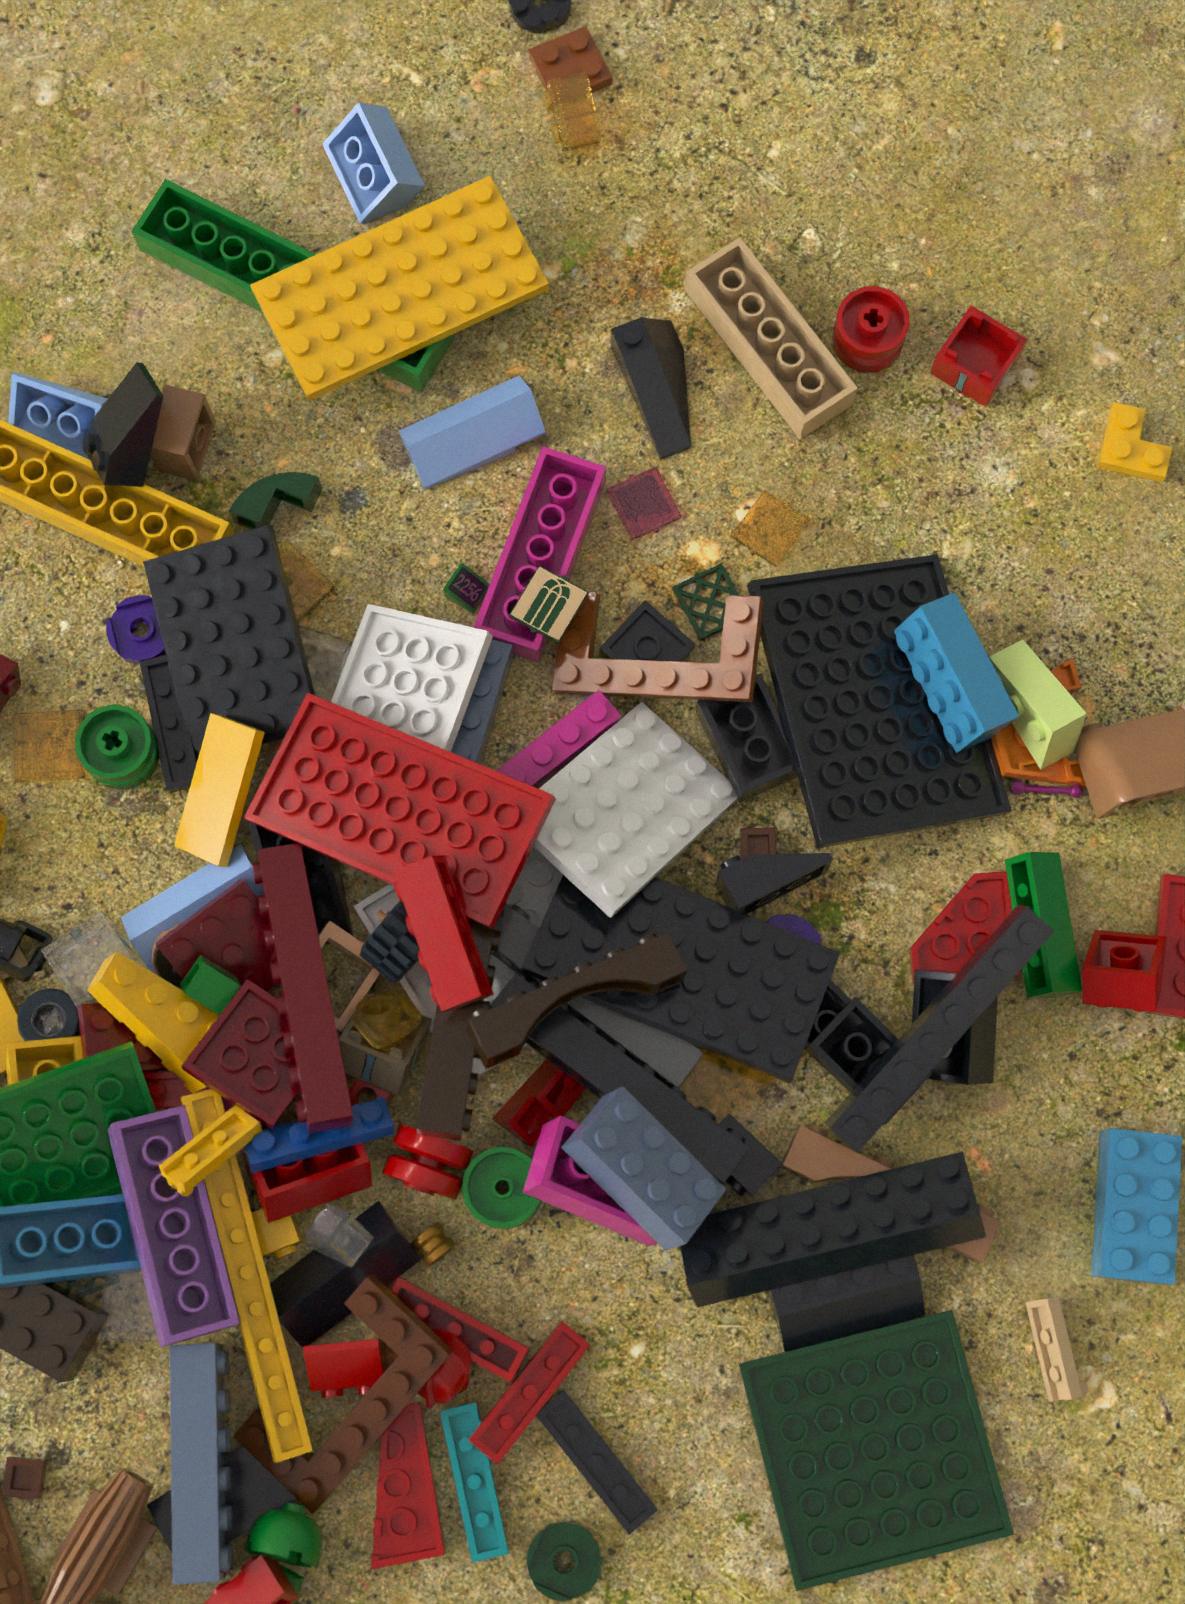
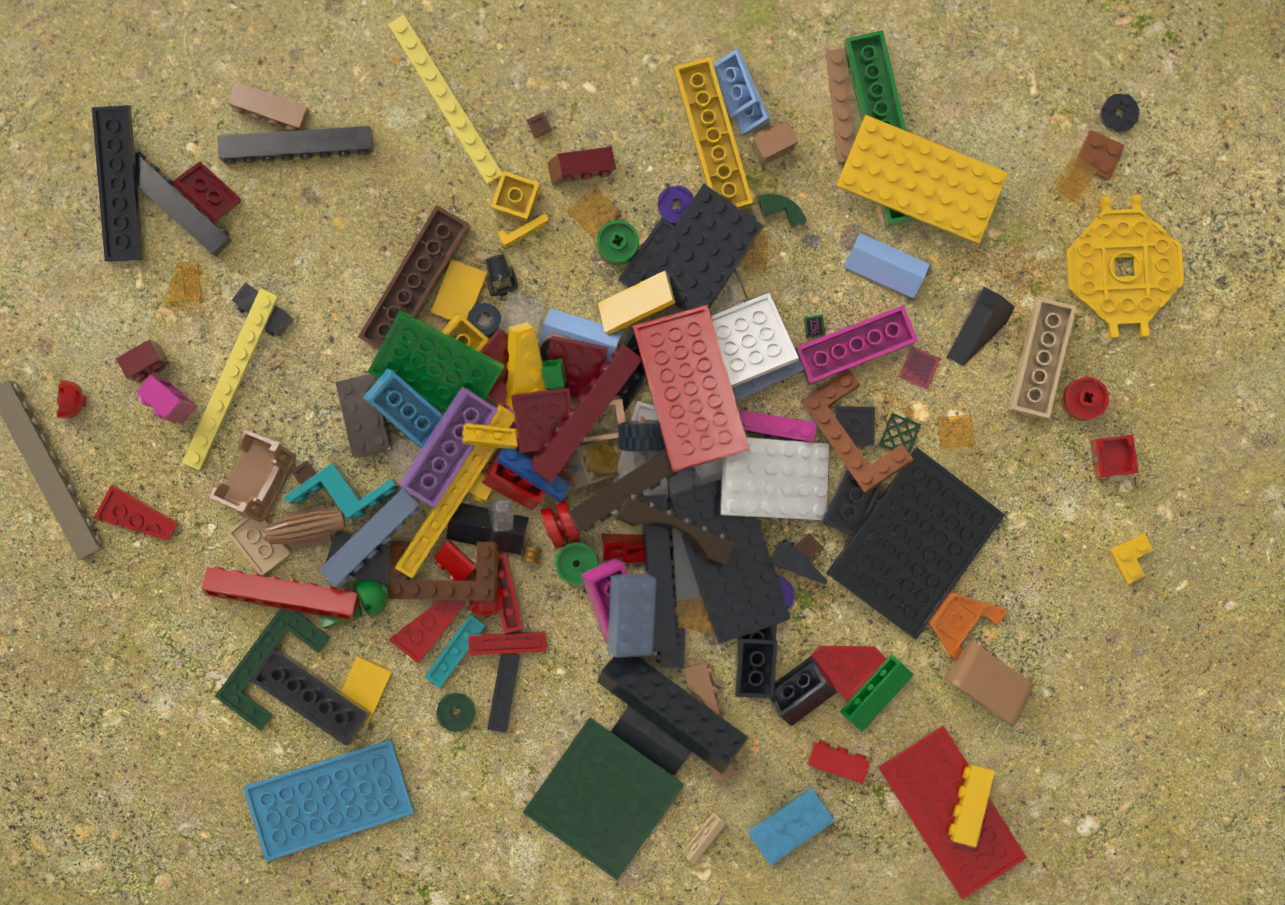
camera: 50 degrees right, 10 degrees up
(96, 1444) = (342, 492): none -> teal bracket
(125, 430) = (753, 124): black slope -> none
(210, 316) = (840, 103): none -> medium nougat plate
(372, 163) = (973, 110): light blue slope -> none
(442, 933) = (653, 454): red brick -> none
(548, 604) = (834, 370): piece -> none
(772, 110) = (1155, 266): none -> yellow plate
(939, 1027) = (791, 686): black brick -> none
(955, 672) = (952, 567): dark azure brick -> none
(1018, 788) = (930, 633): magenta hinge -> none
(1047, 712) = (969, 611): yellowish green wedge -> none
(1097, 1060) = (838, 761): none -> red brick
(1123, 970) = (886, 742): red slope -> none

